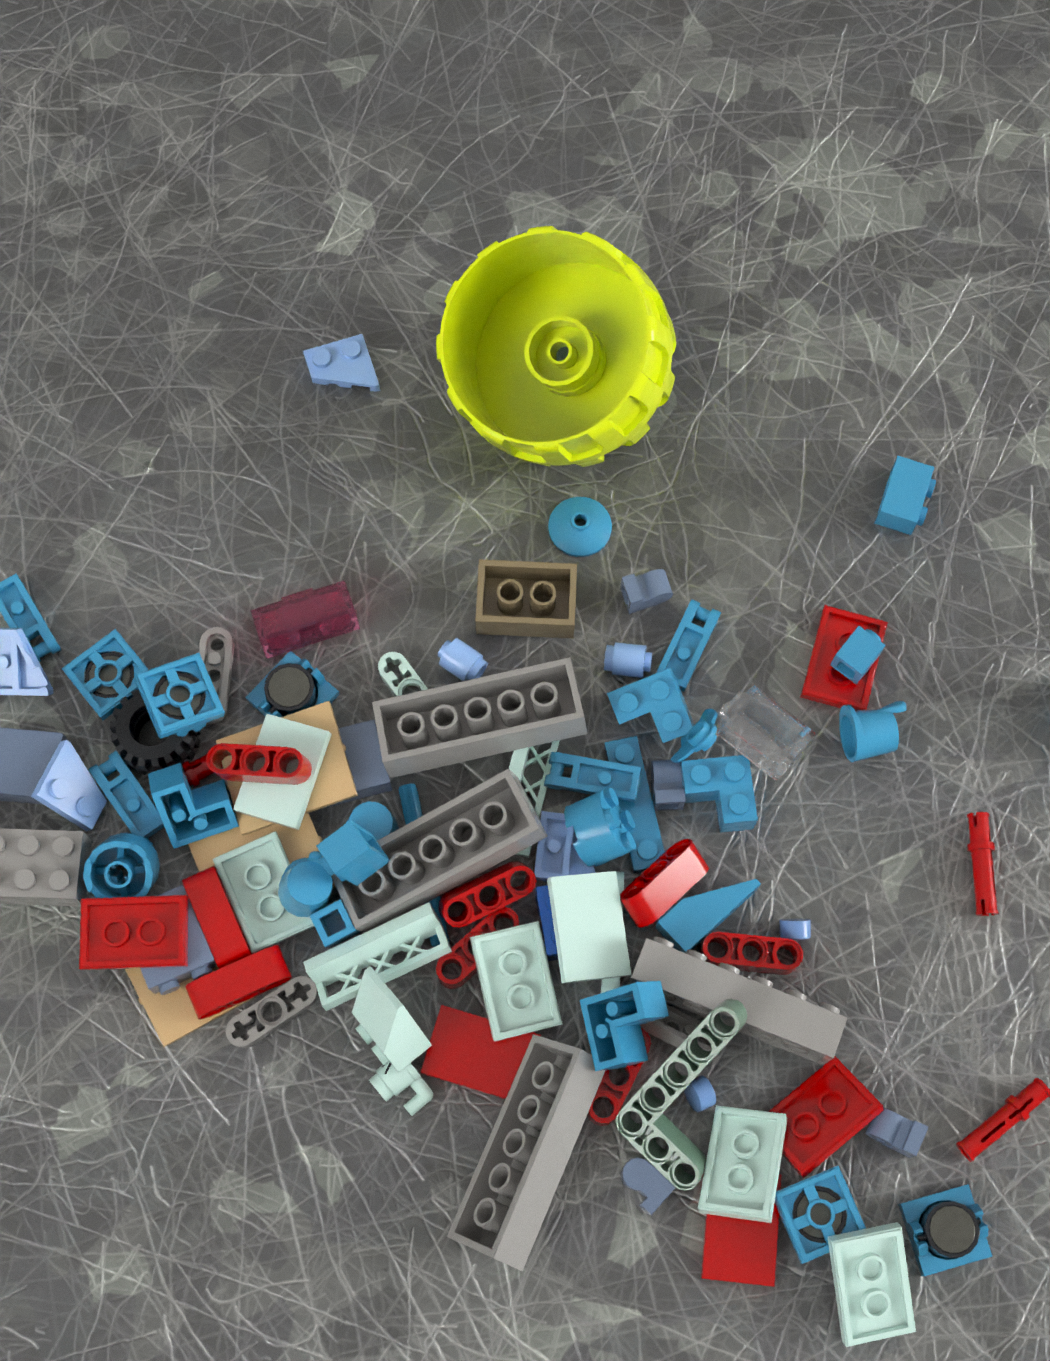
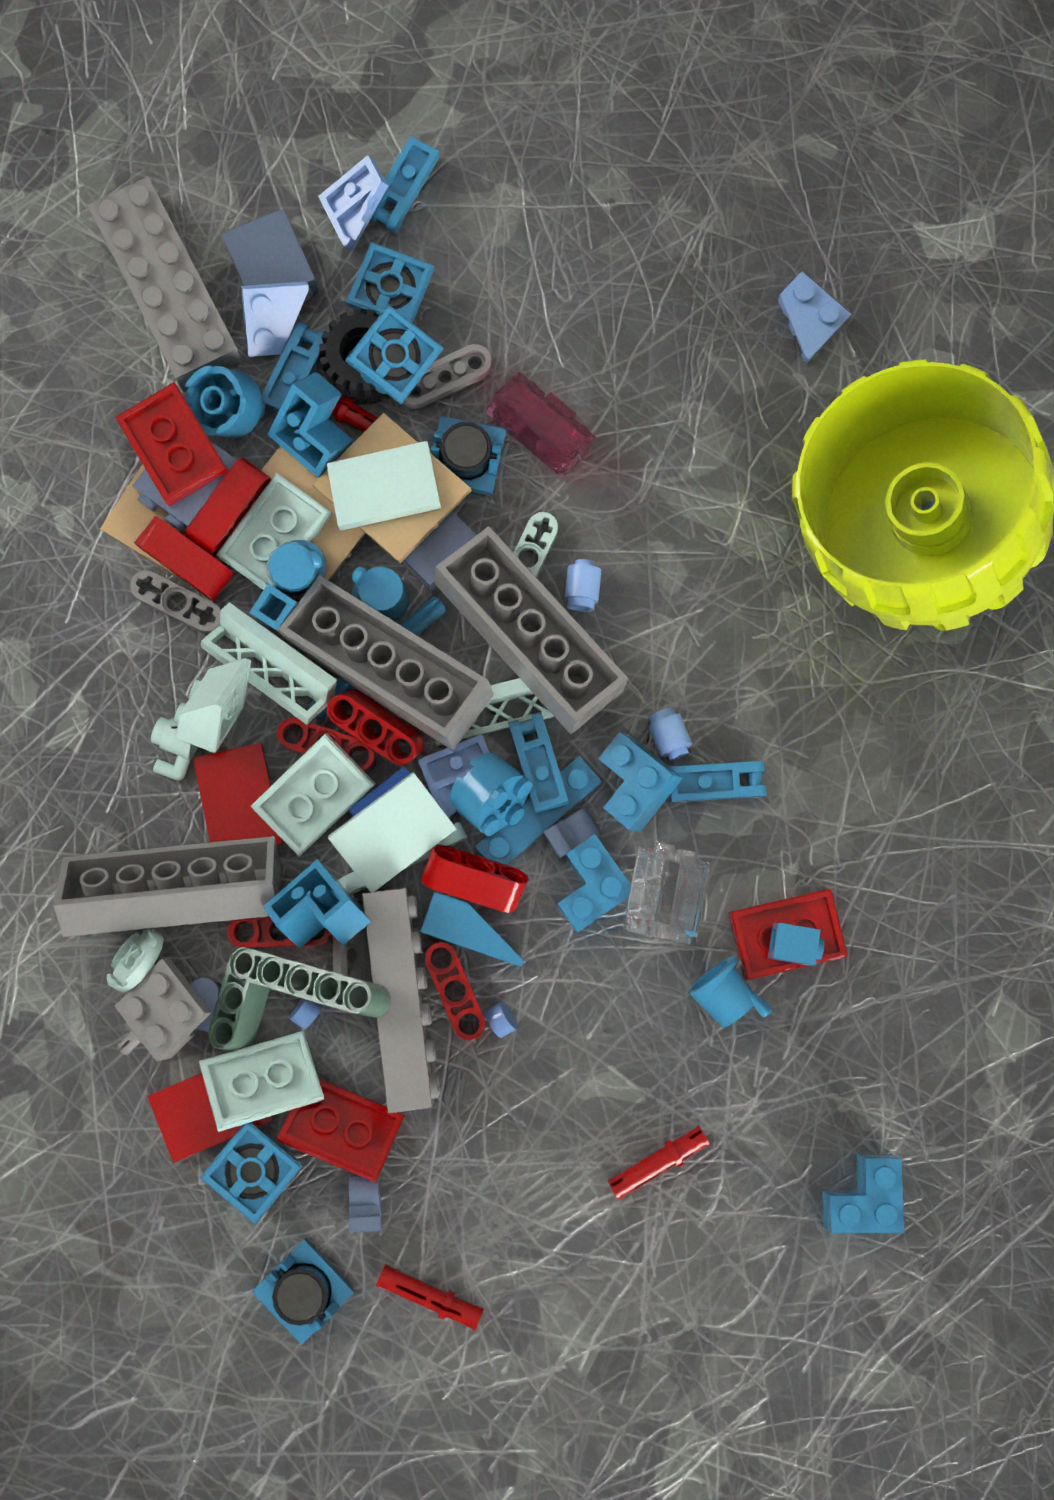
camera: 55 degrees right, 10 degrees up
(246, 755) = (369, 446): red beam -> none
(351, 854) = (333, 586): dark azure brick -> none
(526, 598) = (673, 609): dark tan brick -> none
(575, 539) = (767, 632): dark azure dish -> none
(578, 1217) = (135, 959): none -> light aqua tile
(637, 1216) = (161, 1012): none -> light grey plate
(645, 590) = (748, 714): sand blue leg -> none
(699, 737) = (626, 838): dark azure plate -> none
(871, 1284) = (217, 1247): light aqua tile -> none
(905, 494) = (987, 908): dark azure brick -> none

